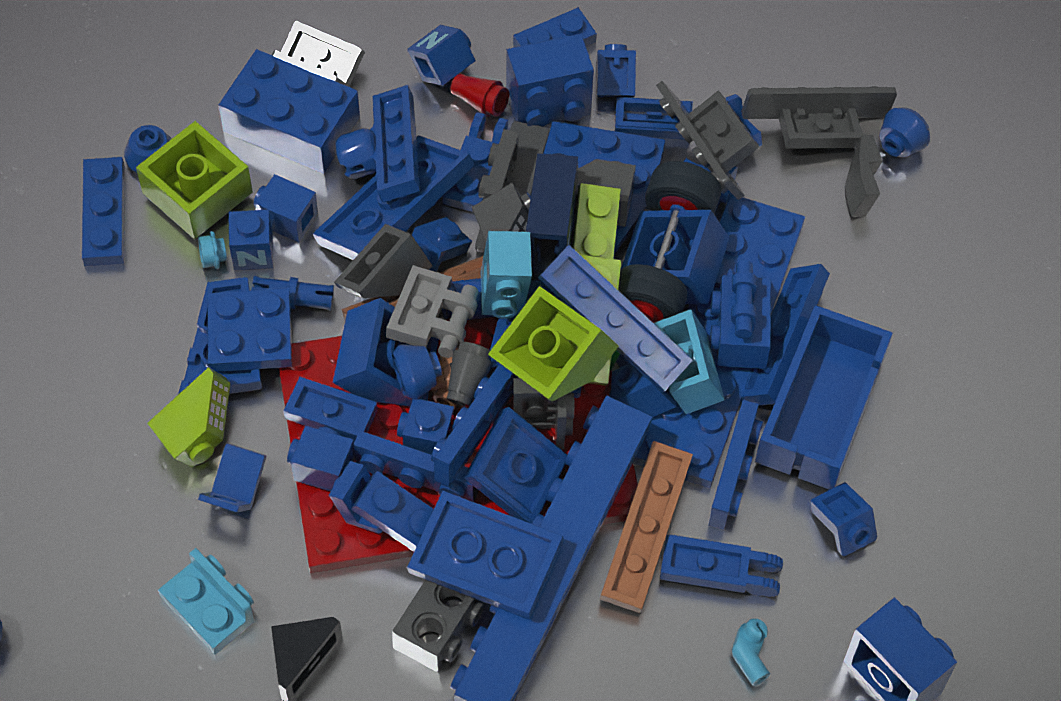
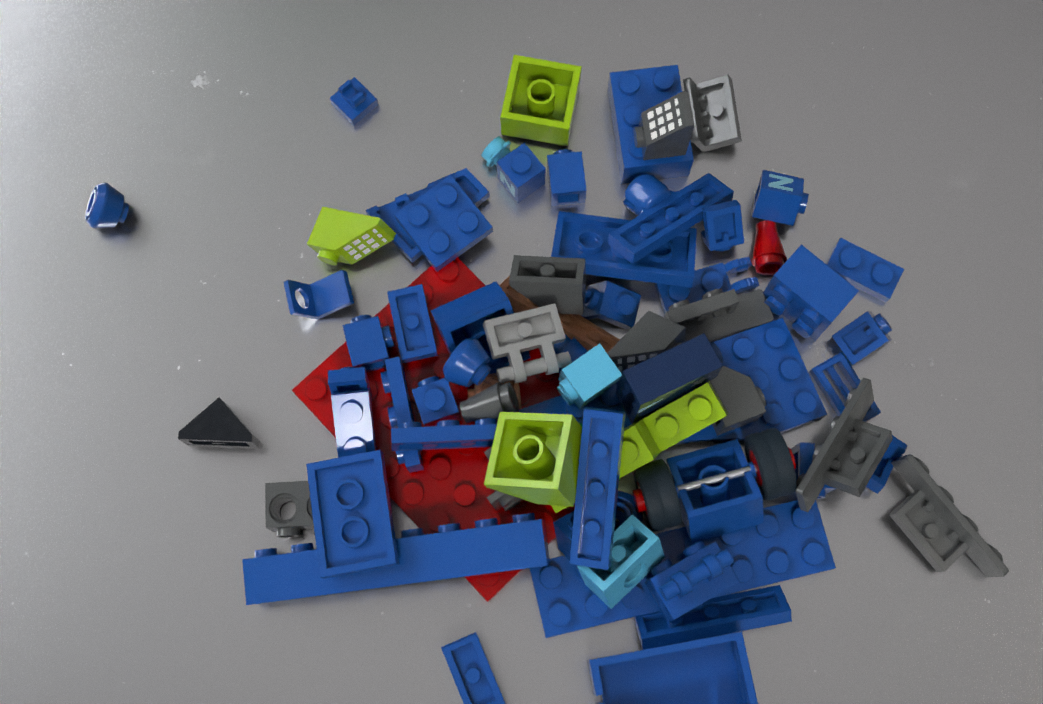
camera: 60 degrees right, 15 degrees up
(52, 345) = (354, 101): none -> blue tile
(103, 211) = (481, 58): blue plate -> none
(144, 143) = (552, 47): blue cone -> none
(208, 601) = (224, 340): medium azure bracket -> none
(300, 293) = (502, 230): blue pin -> none
(319, 79) = (665, 128): none -> dark grey slope
(435, 109) = (722, 226): none -> blue bracket
(516, 466) = (446, 488): blue plate -> none
(646, 527) = (472, 612): nougat plate -> none
(736, 465) = (570, 649): blue plate -> none
(860, 182) = (899, 593): dark grey slope -> none
(904, 132) = (973, 602): blue cone -> none

